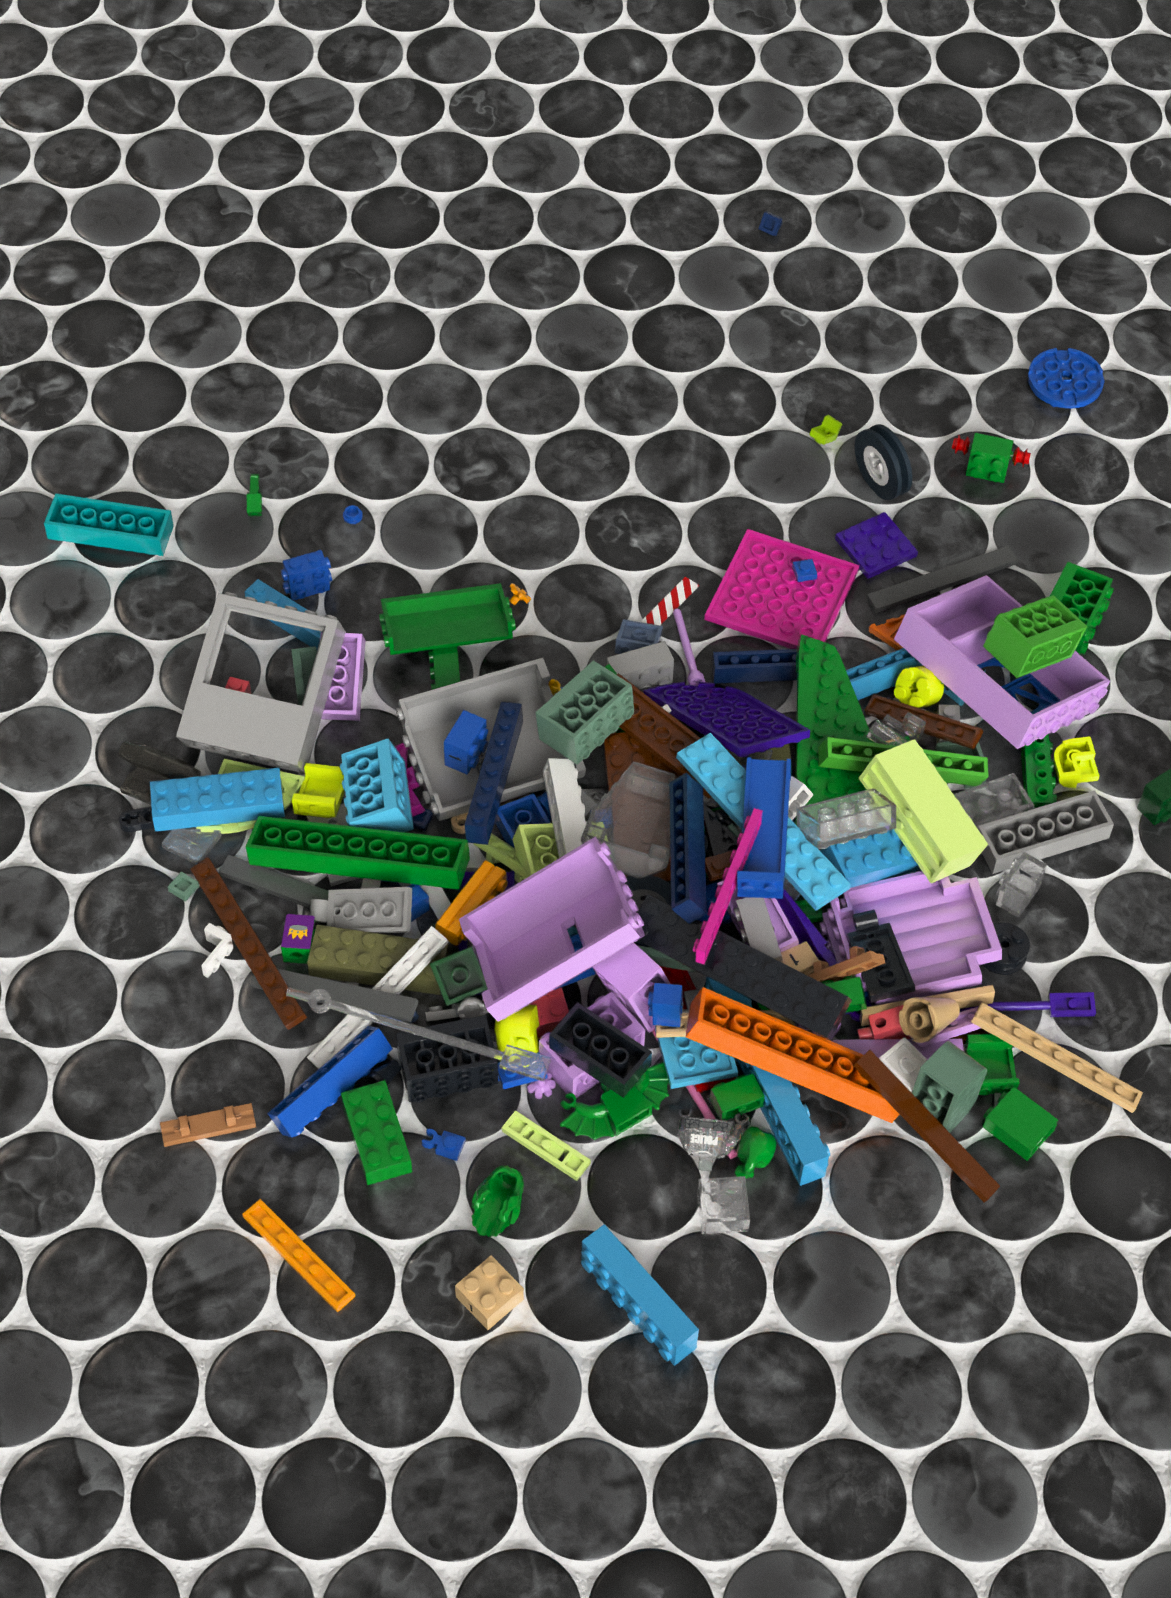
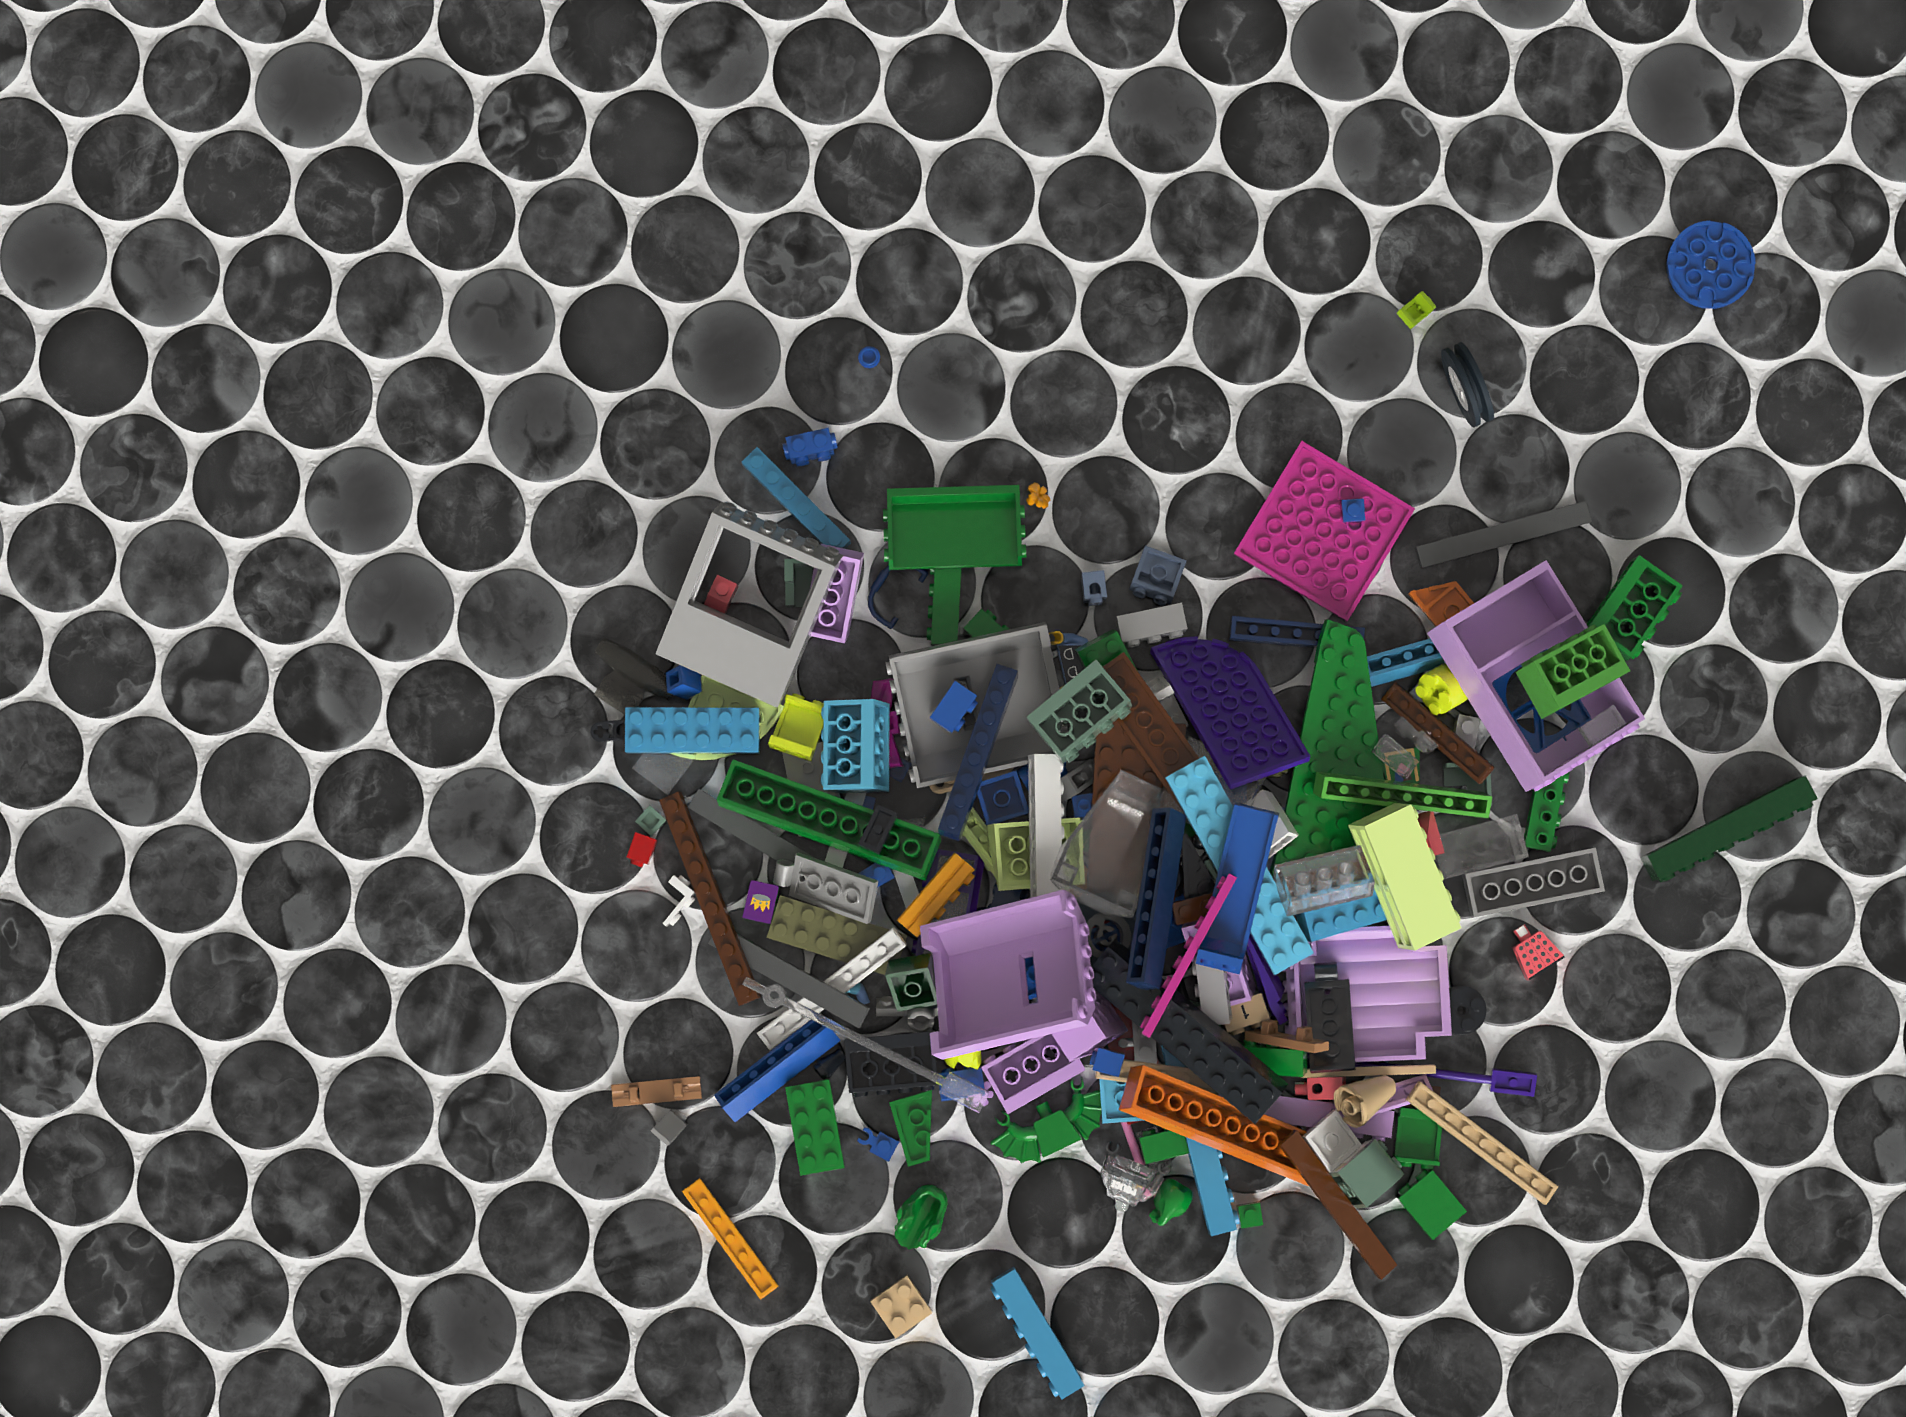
camera: 10 degrees right, 30 degrees up
(109, 524) = (600, 342): teal brick -> none
(176, 910) = (641, 849): none -> red brick
(205, 761) = (683, 682): none -> blue brick
(223, 1151) = (670, 1126): none -> light grey slope
(254, 497) = (762, 321): green piece -> none
(385, 672) = (876, 586): none -> dark blue piece
(406, 840) = (878, 829): none -> black plate
(478, 1120) = (913, 1125): none -> green wing
(546, 1145) = (974, 1165): yellowish green hinge -> none
(580, 653) = (1096, 582): none -> sand blue brick
(600, 1049) = (1037, 1095): black brick -> none
(671, 602) = (1199, 525): sticker -> none
(694, 676) = (1210, 631): lavender piece -> none
(723, 1205) = (1131, 1249): clear brick -> none
(841, 1156) = (1249, 1214): none -> green brick
(876, 545) = (1440, 477): dark purple plate -> none
(989, 456) = (1592, 380): green brick -> none
(1020, 884) = (1493, 944): clear brick -> none
(1063, 892) = (1535, 952): none -> coral torso
(1072, 683) = (1601, 725): none -> clear tile
(1075, 762) = (1587, 801): neon yellow brick -> none

